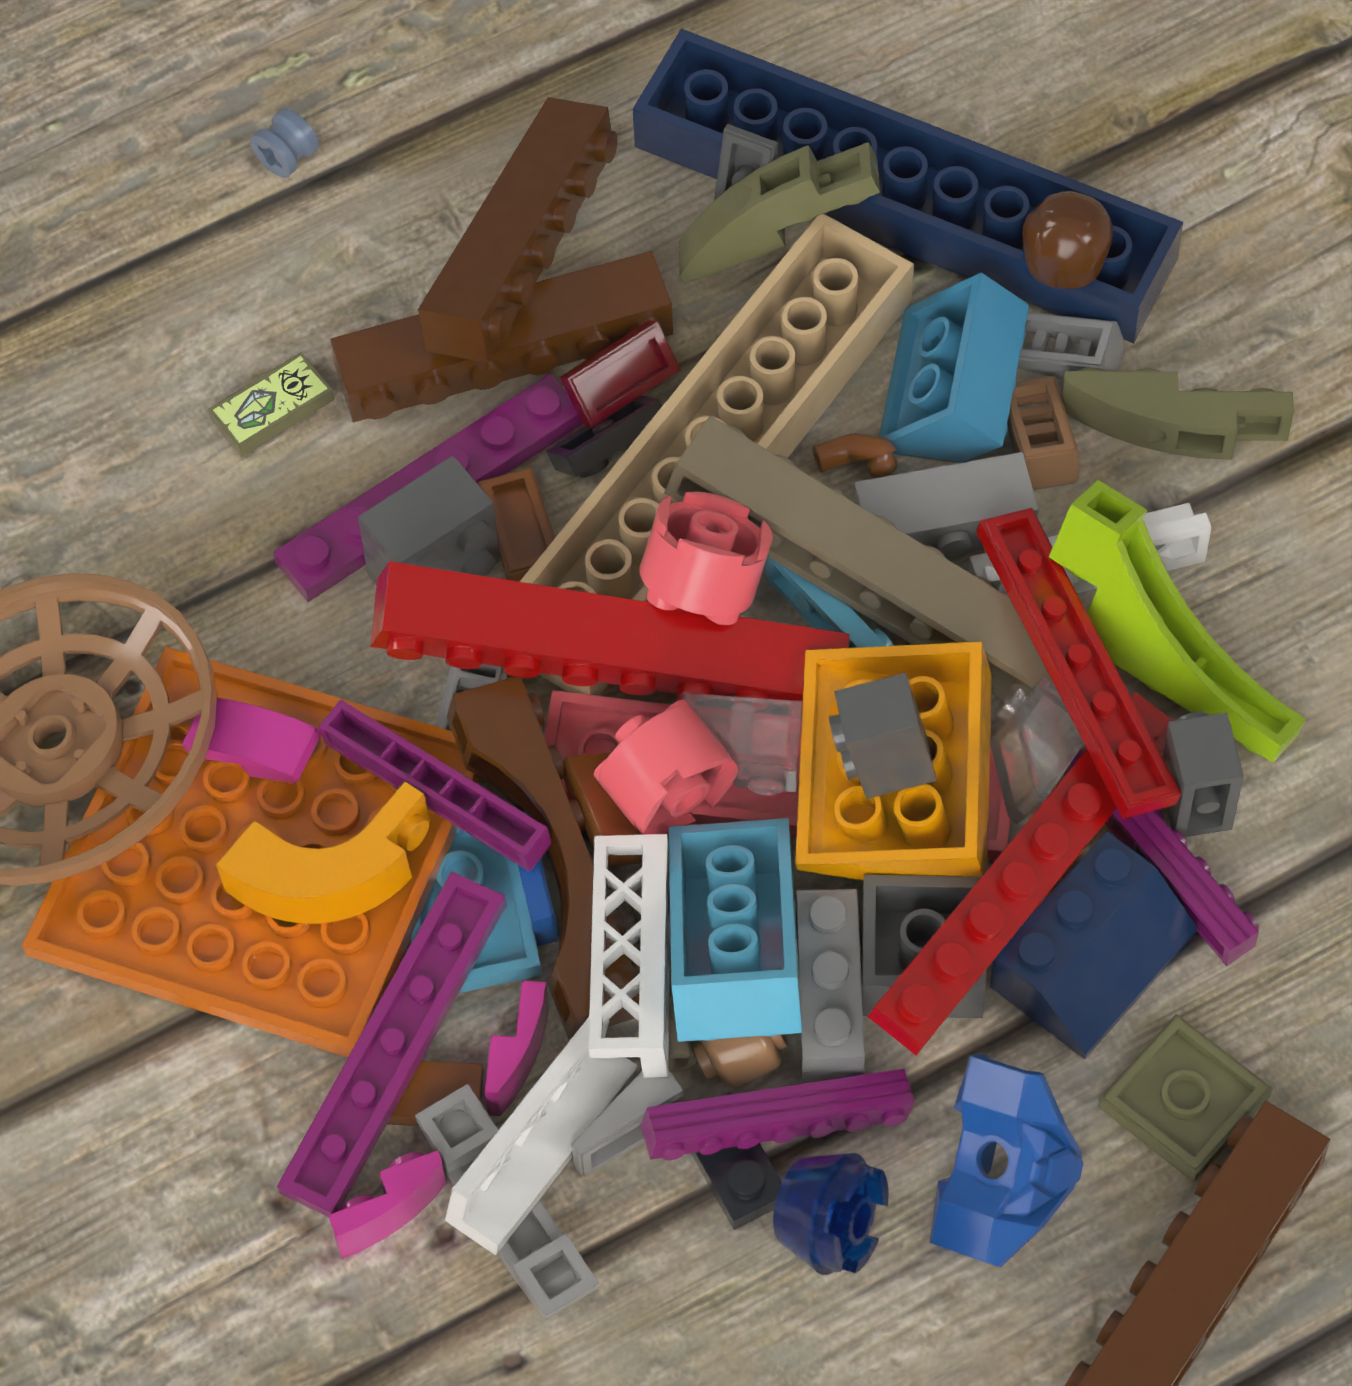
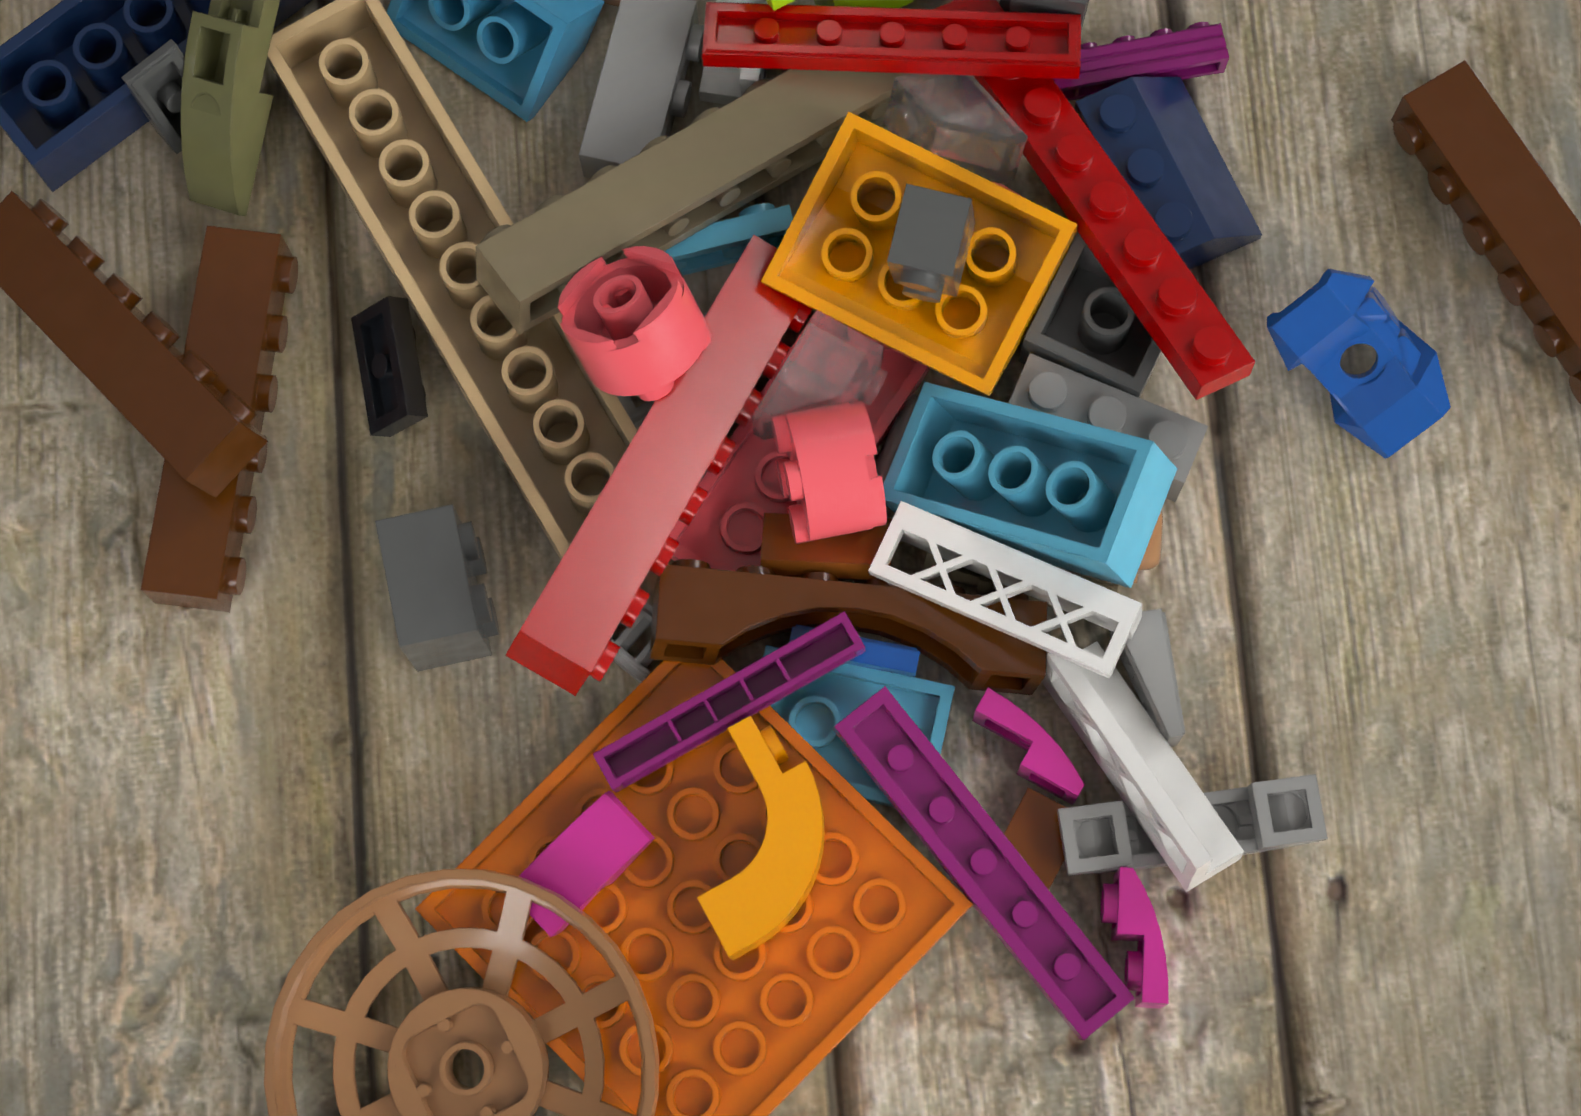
camera: 65 degrees left, 15 degrees up
(271, 404) = (169, 684): tile -> none
(484, 449) = (351, 569): magenta plate -> none
(520, 520) = (420, 486): dark orange tile -> none
(620, 373) = (328, 321): dark red tile -> none
(741, 1182) = (1228, 598): black plate -> none
(777, 1114) = (1219, 535): magenta piece -> none
(828, 1211) = (1337, 531): clear blue cone -> none
(857, 447) = (523, 136): dark orange arm -> none
(1184, 1097) = (1342, 169): olive tile -> none

